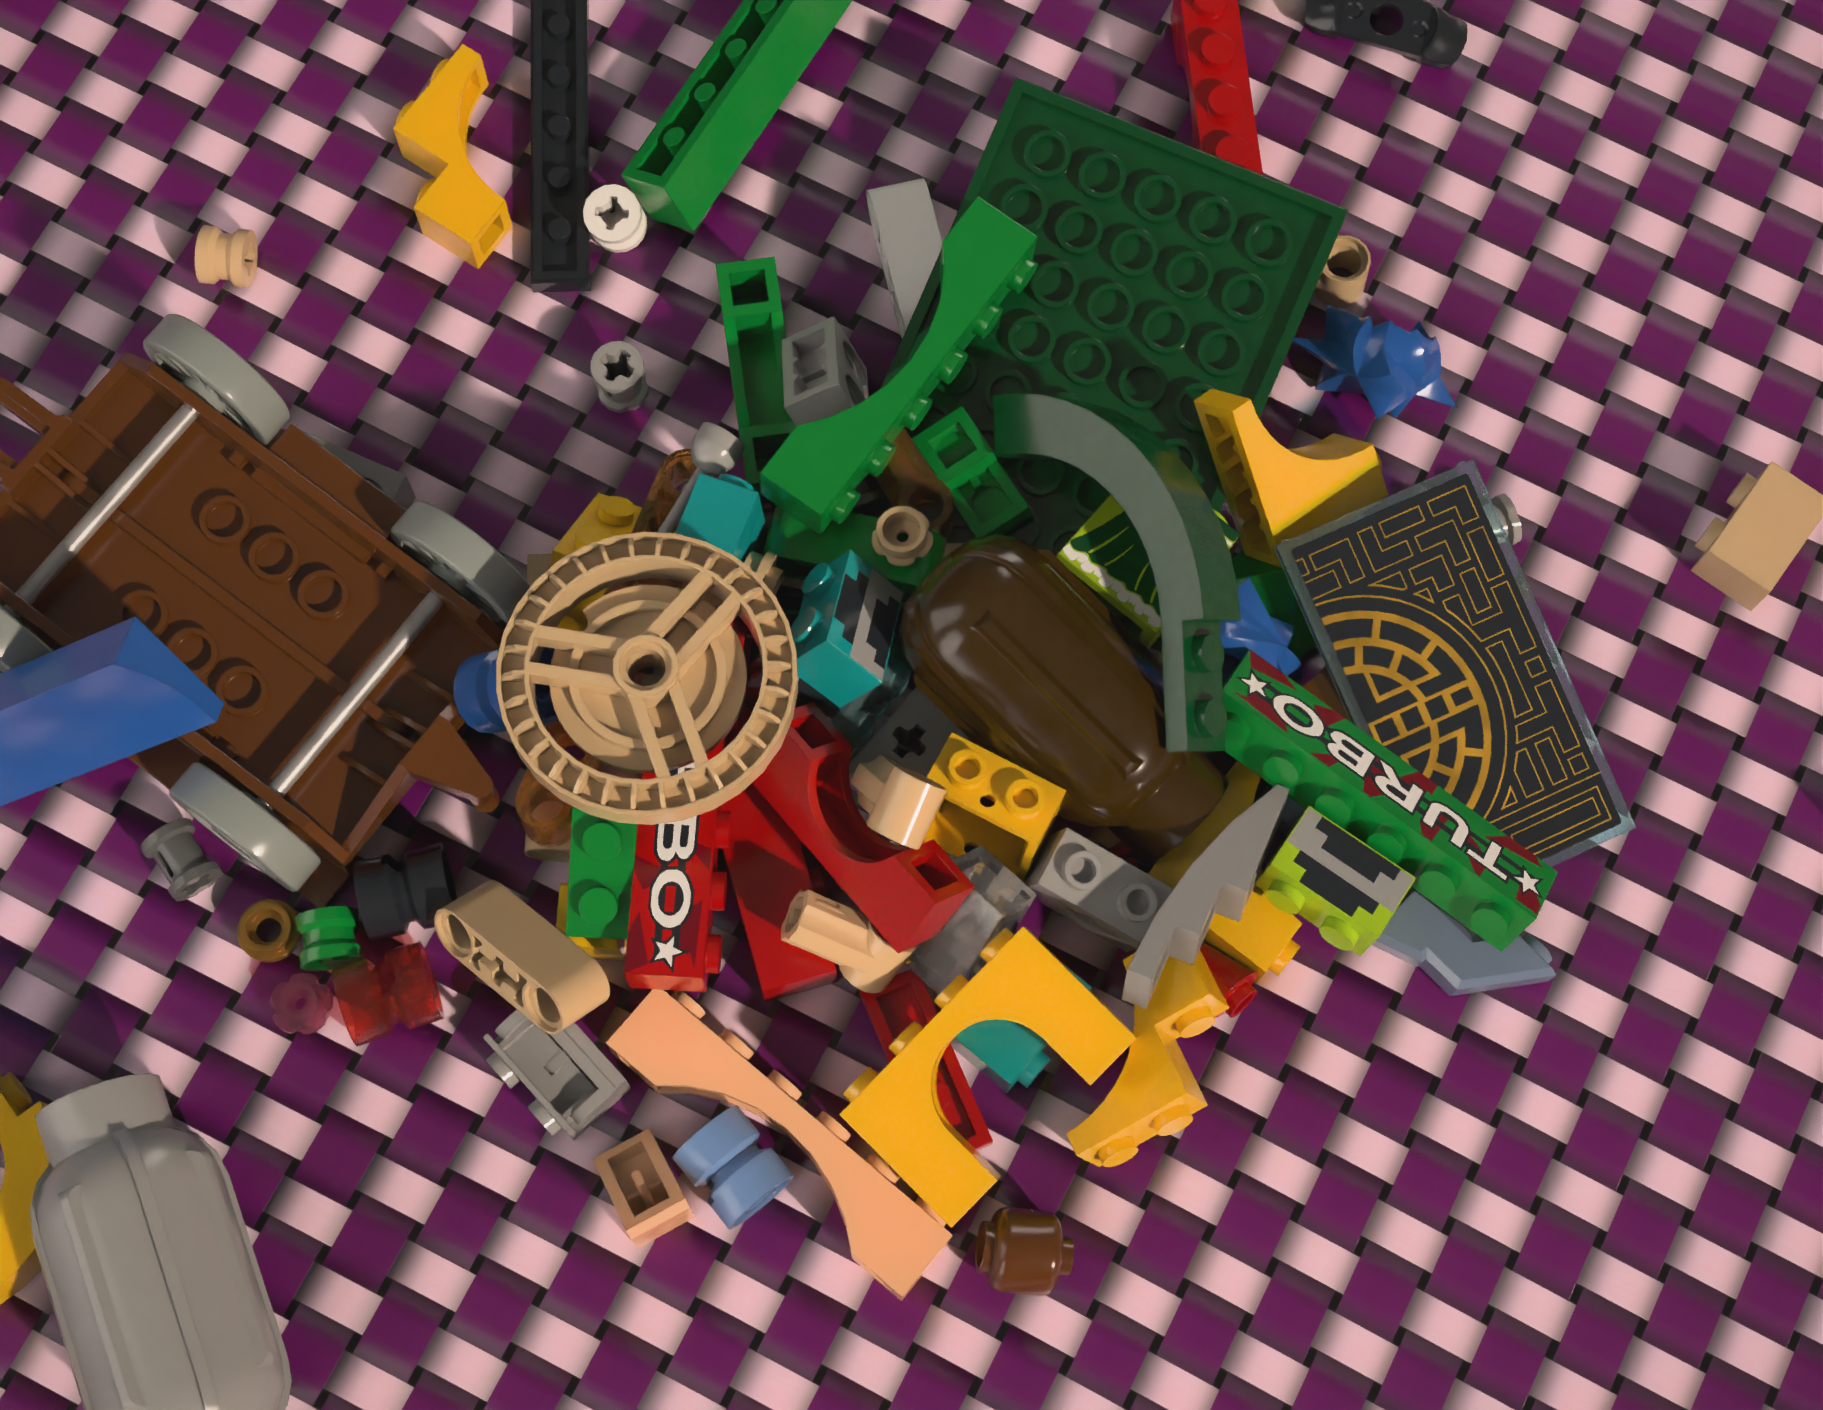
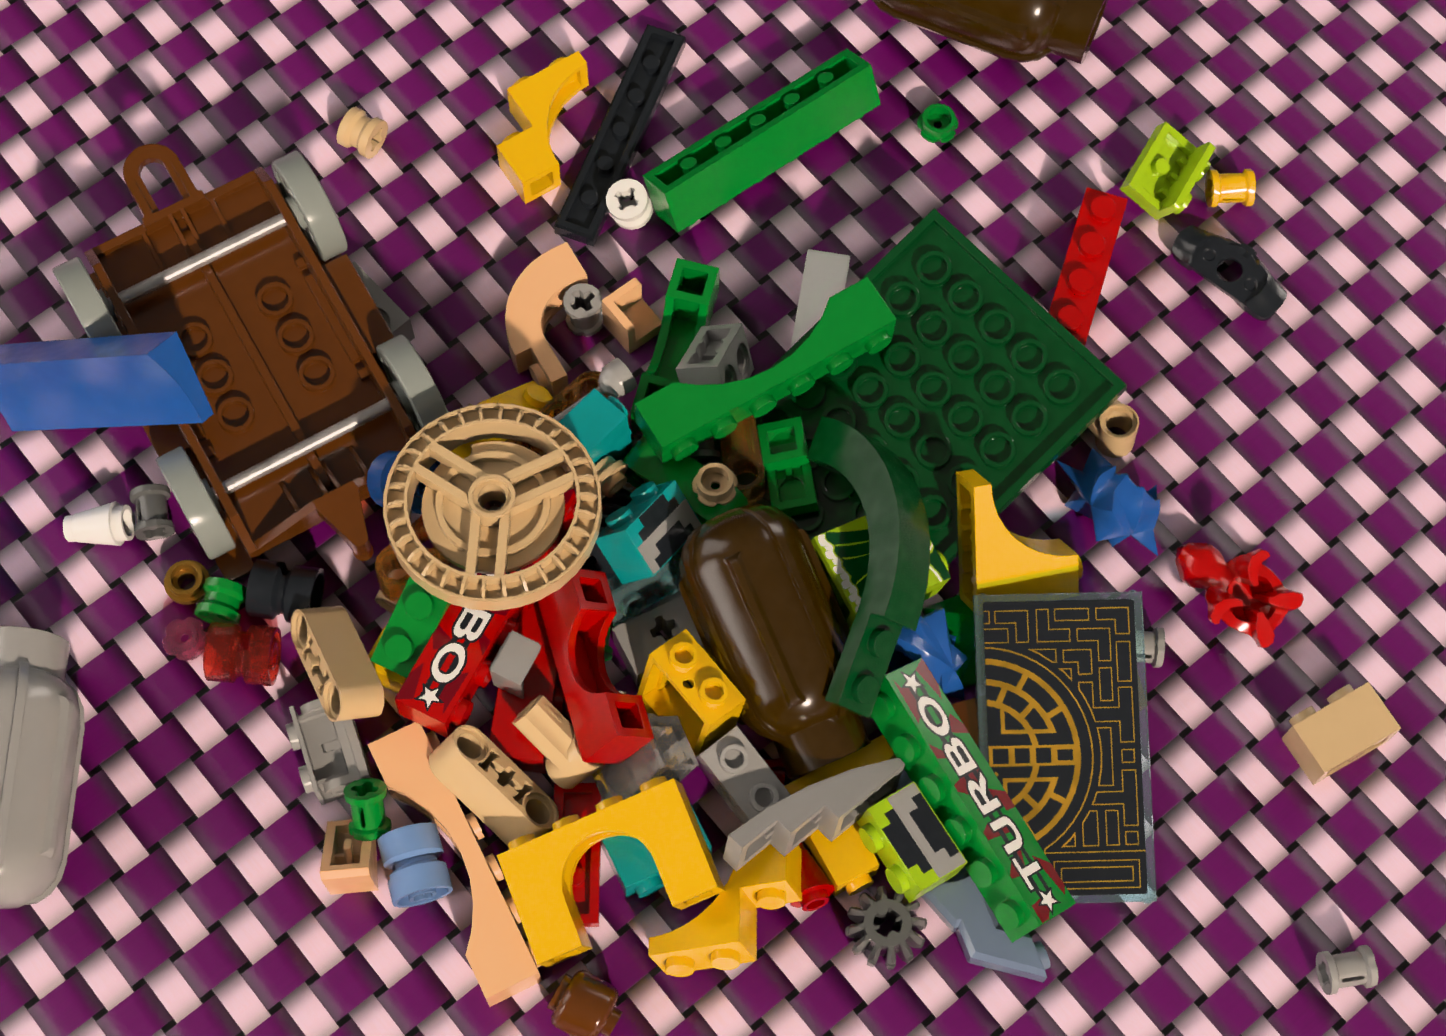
camera: 25 degrees right, 5 degrees down
(121, 904) = (101, 525): none -> white cone
(551, 386) = (531, 306): none -> light nougat arch
(643, 1123) = (367, 809): none -> green bush
(682, 363) = (629, 316): none -> light nougat panel
(751, 863) = (514, 663): none -> light grey slope
(788, 1028) = (492, 785): none -> tan beam
(897, 800) = (627, 659): tan piece -> none
(1356, 979) = (895, 942): none -> dark grey gear
(1572, 412) = (1238, 591): none -> red animal

